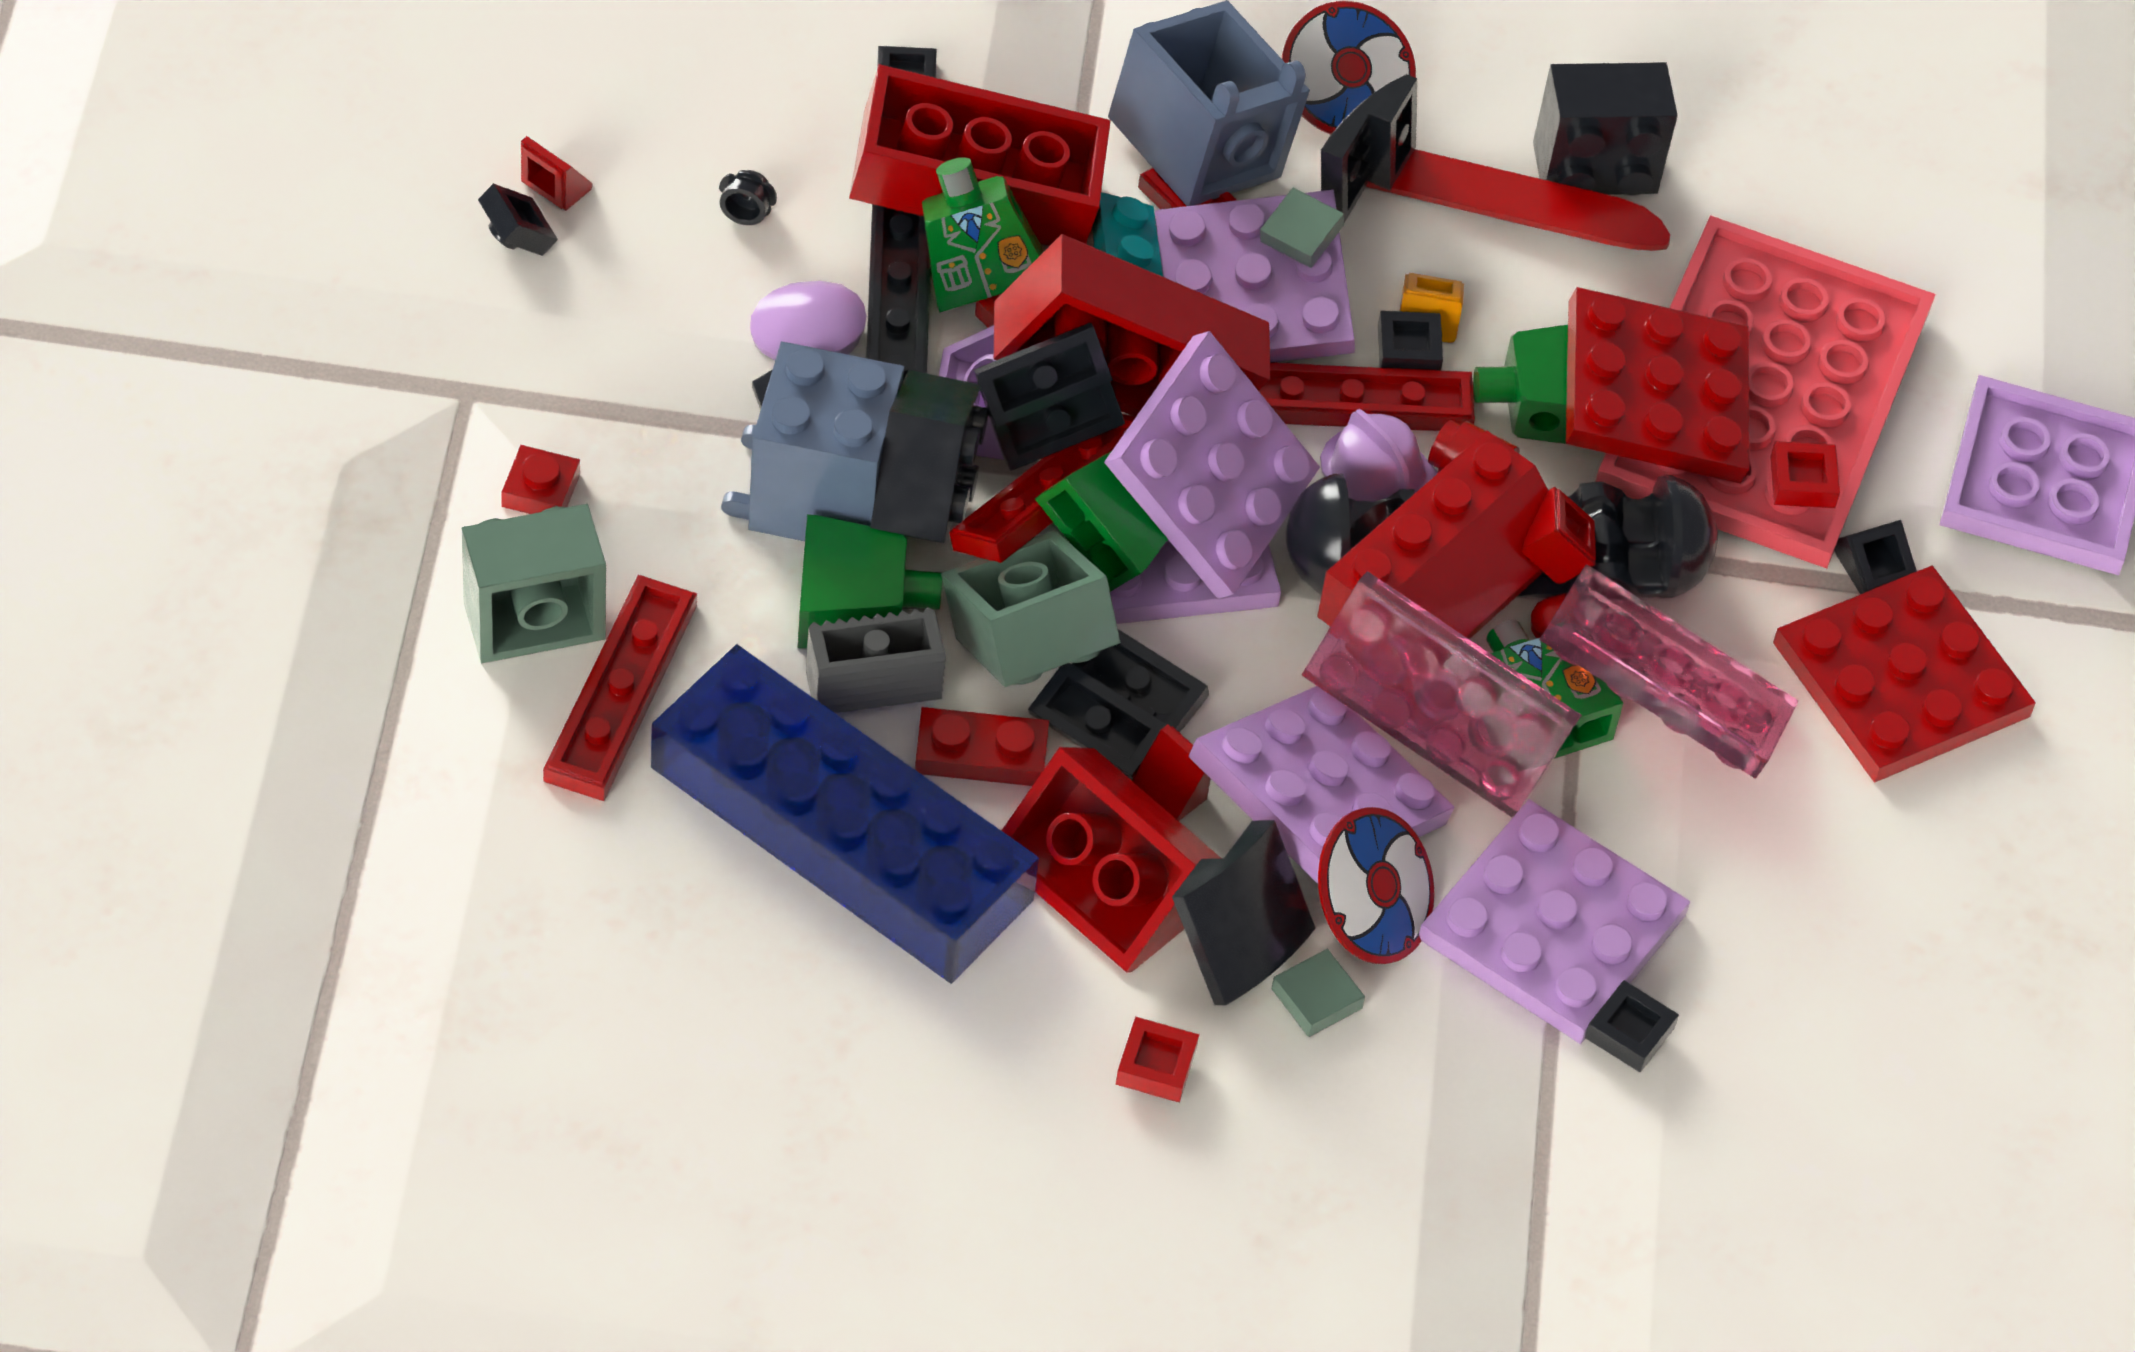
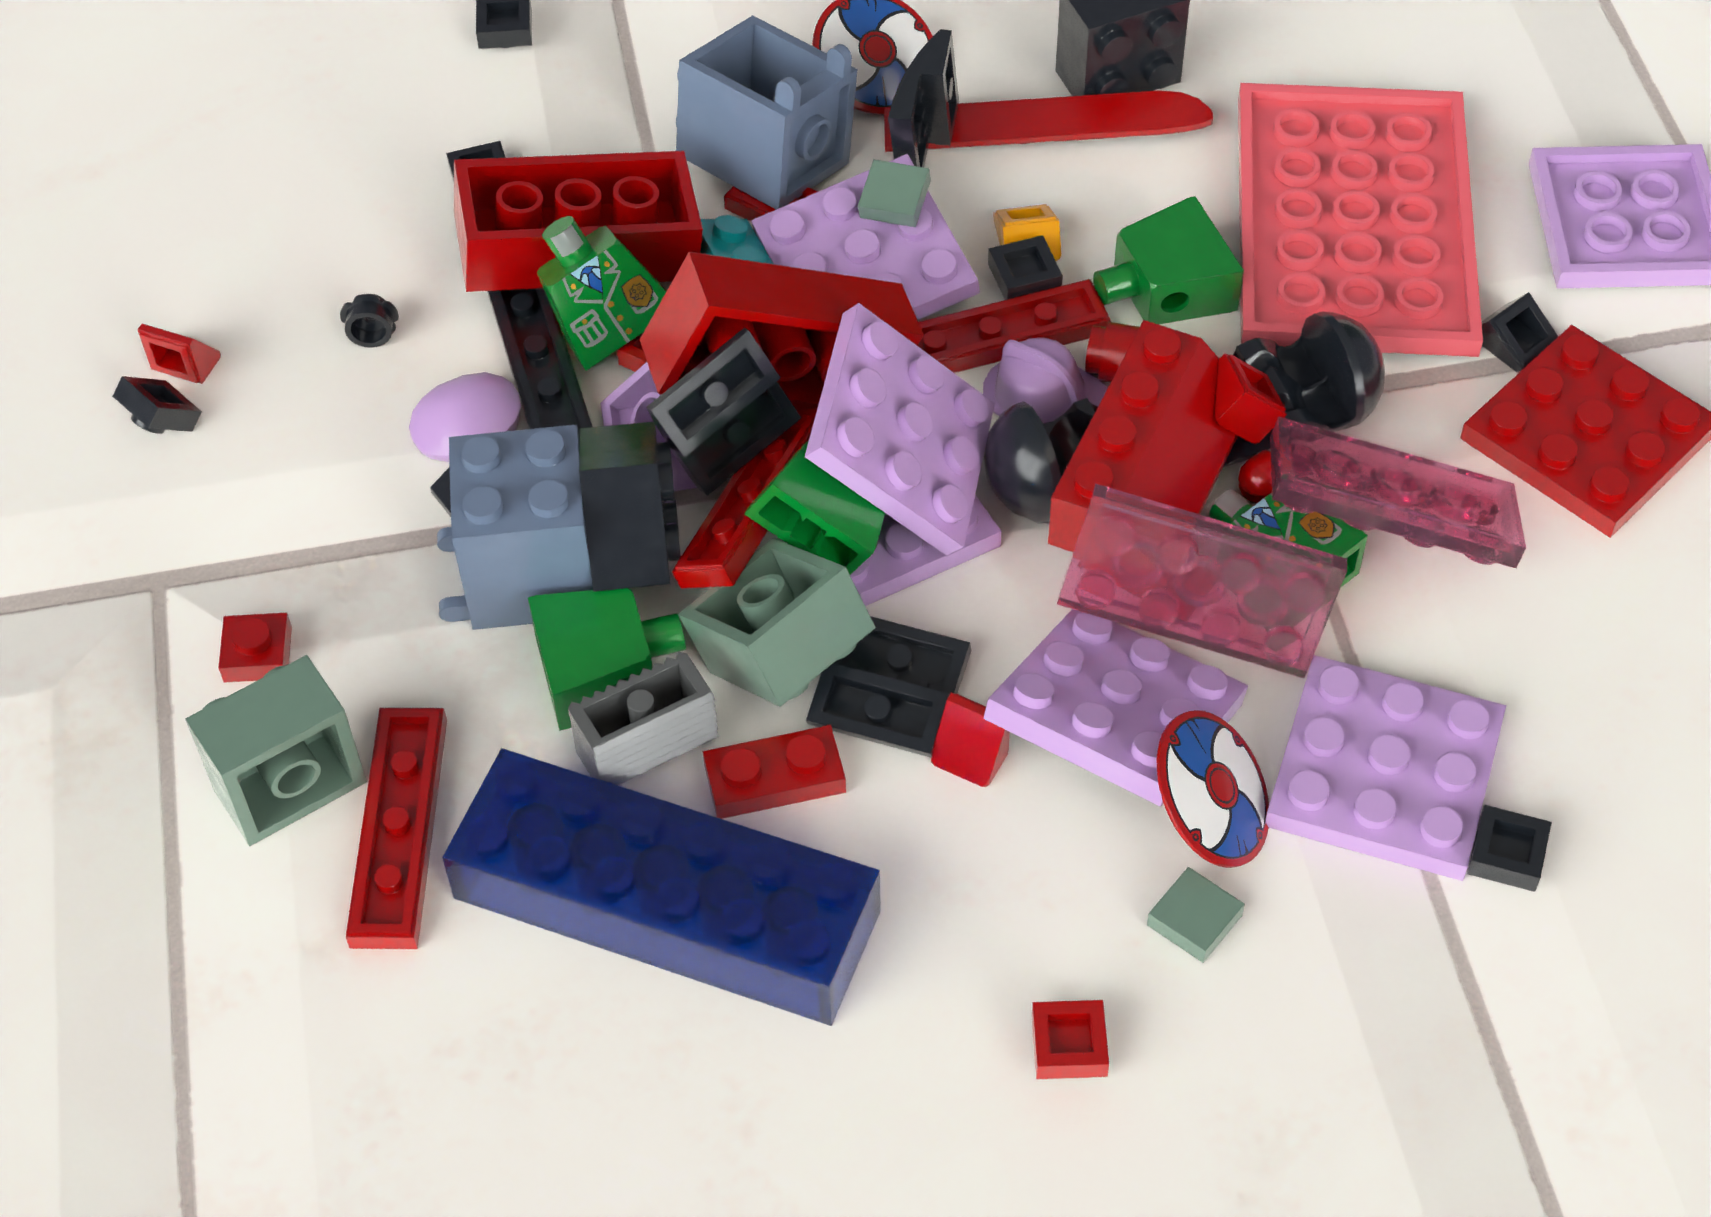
camera: 10 degrees left, 0 degrees up
(1106, 854) = (946, 843): red slope -> none
(1244, 912) = (1100, 860): black slope -> none
(1658, 385) = (1267, 238): red plate -> none
(1805, 474) = (1432, 277): red plate -> none

